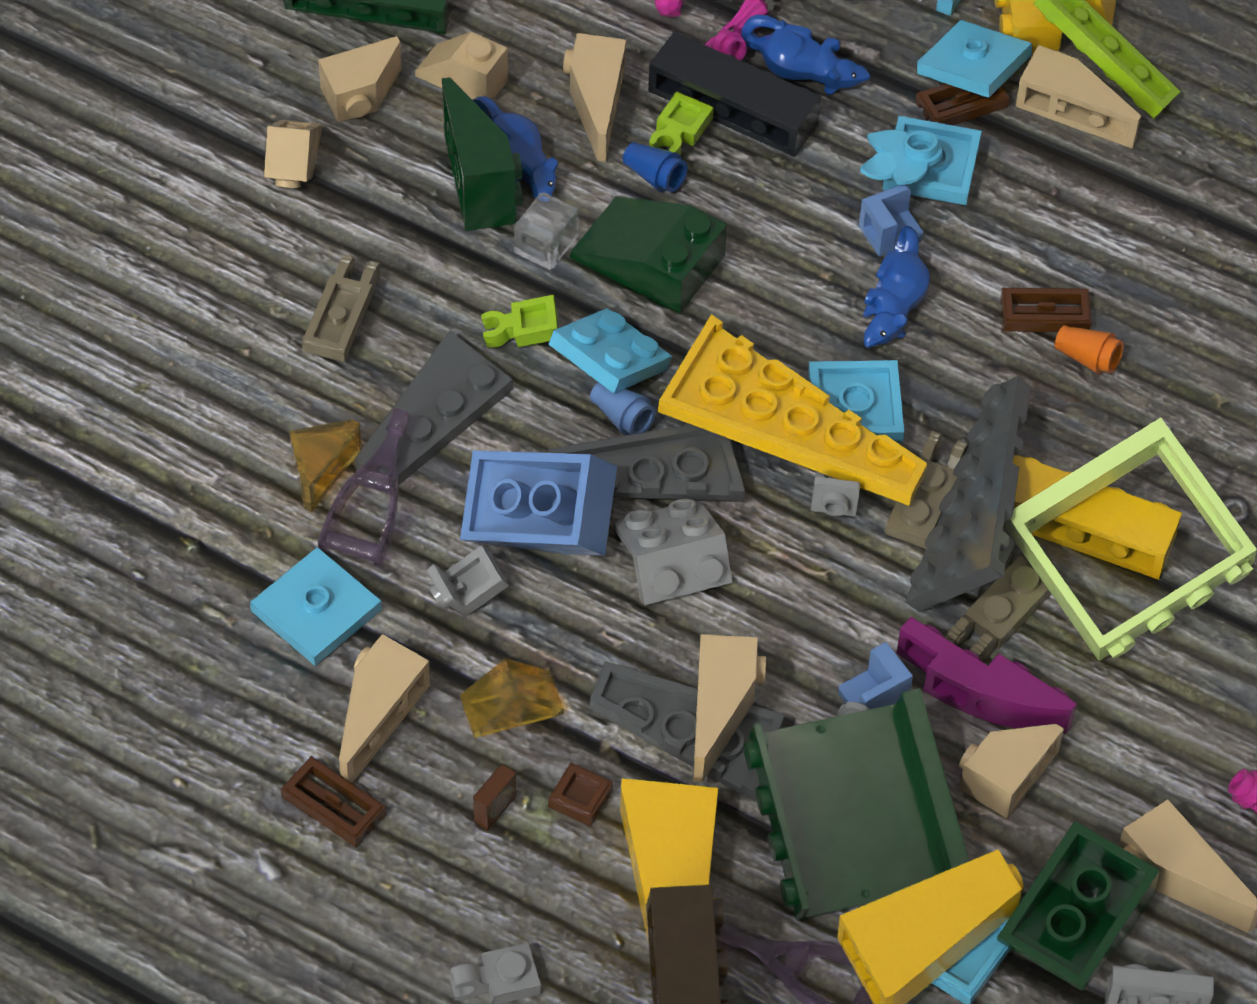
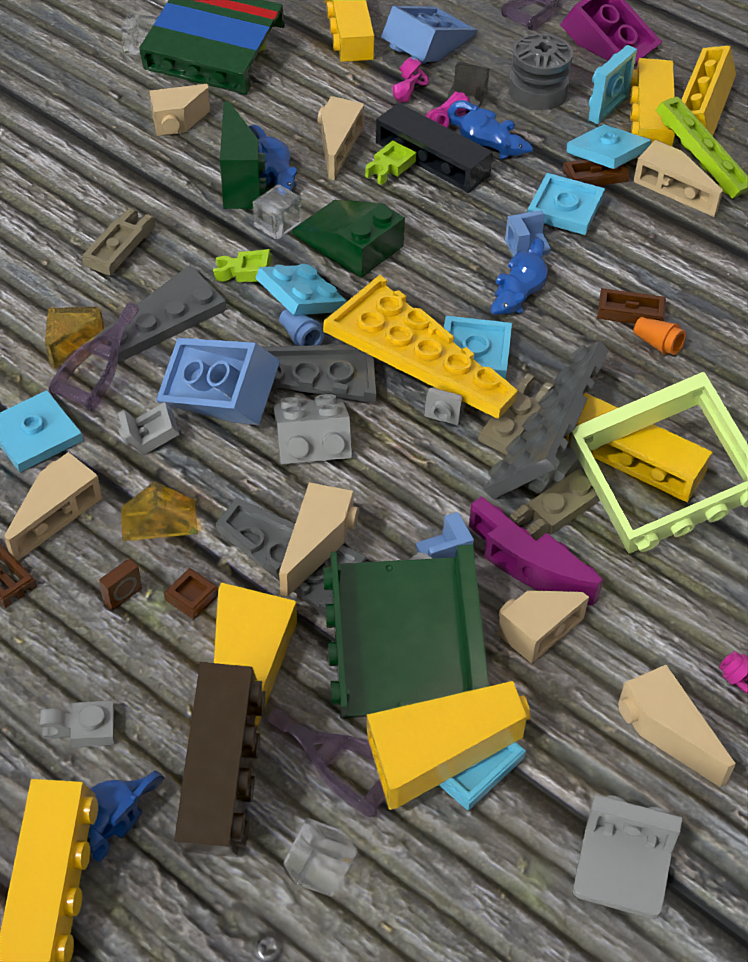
camera: 10 degrees right, 5 degrees down
(291, 152) = (115, 143): tan slope -> none
(471, 62) = (259, 108): tan slope -> none
(657, 166) = (368, 184): blue cone -> none
(902, 155) = (543, 193): medium azure plate -> none
(1080, 906) = (577, 741): dark green slope -> none

